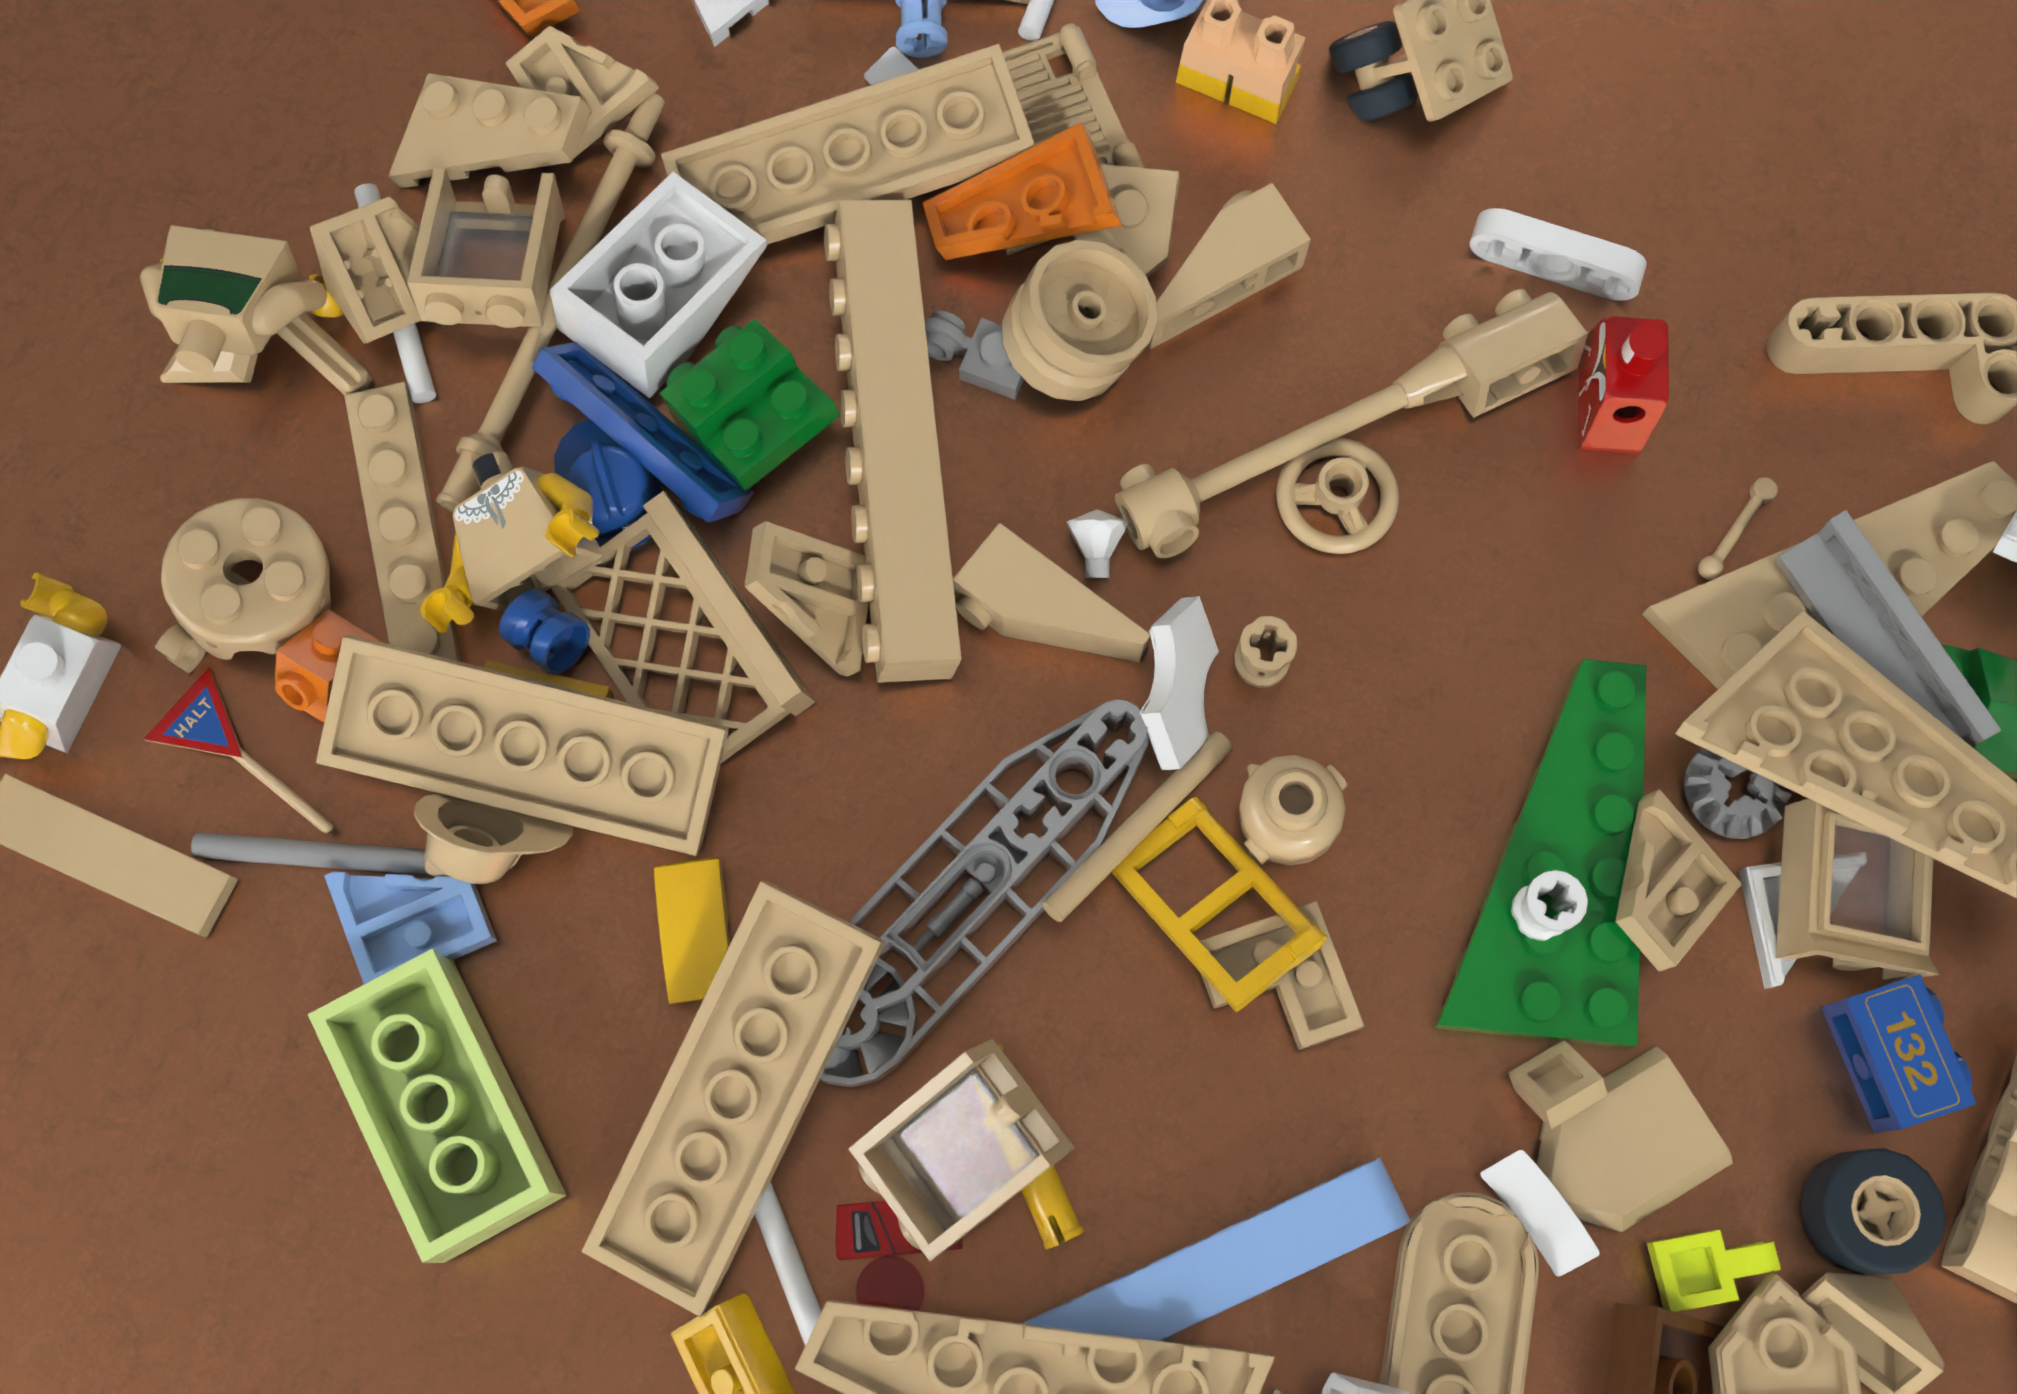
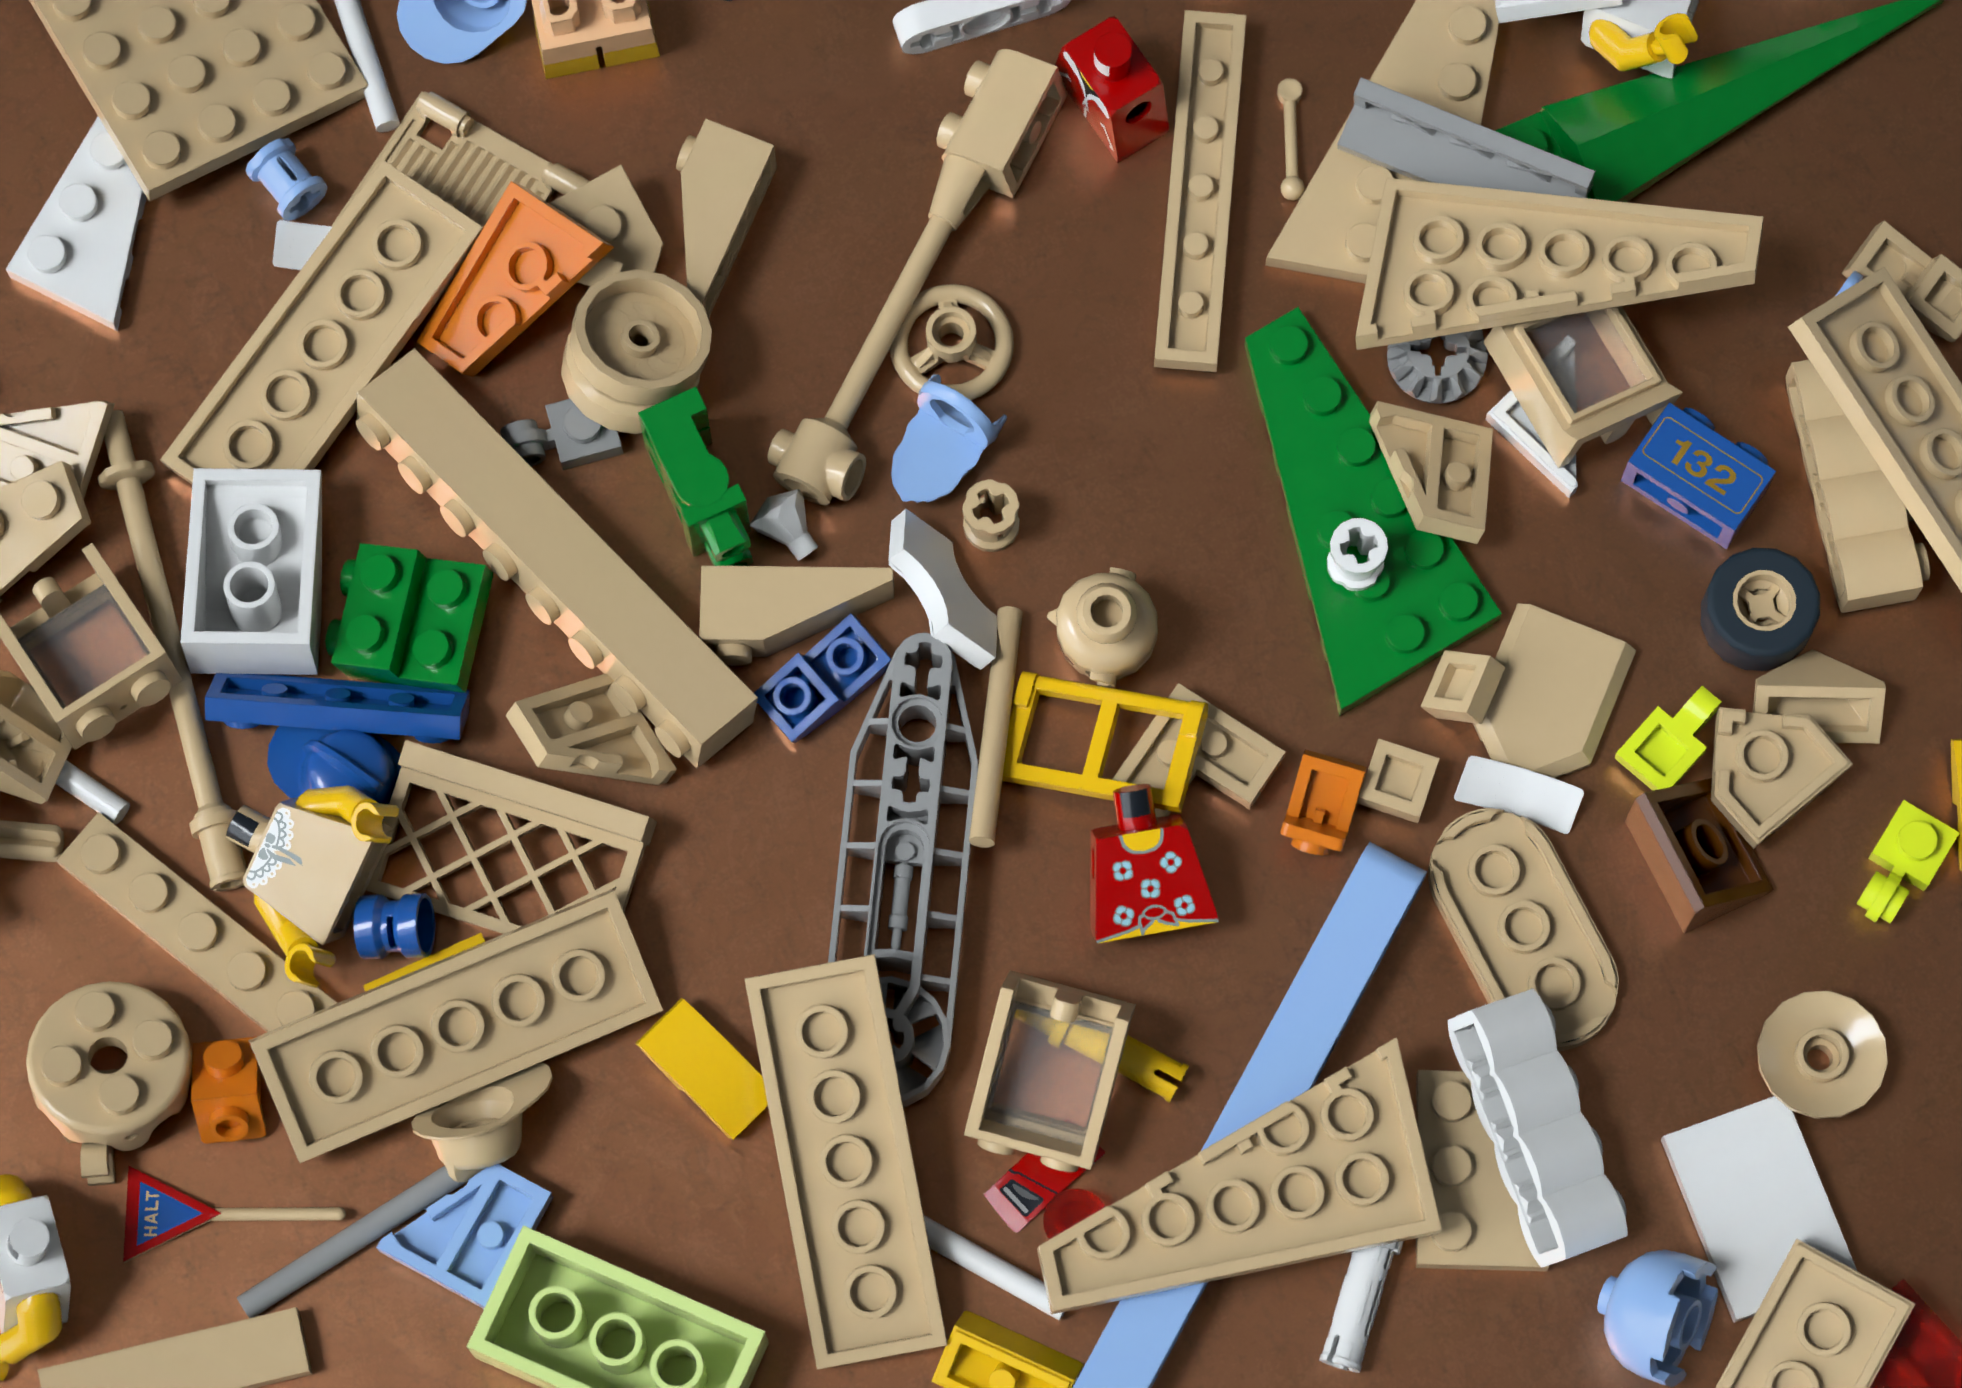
camera: 35 degrees left, 0 degrees up
(1031, 686) = (824, 679): none -> blue slope
(1042, 481) = (697, 482): none -> green hips
(1168, 1041) = (1145, 872): none -> red torso
(1268, 565) = (940, 443): none -> light blue piece
(1363, 1094) = (1322, 803): none -> orange bracket
(1443, 1122) = (1398, 780): none -> tan plate
(1630, 517) = (1200, 191): none -> tan plate

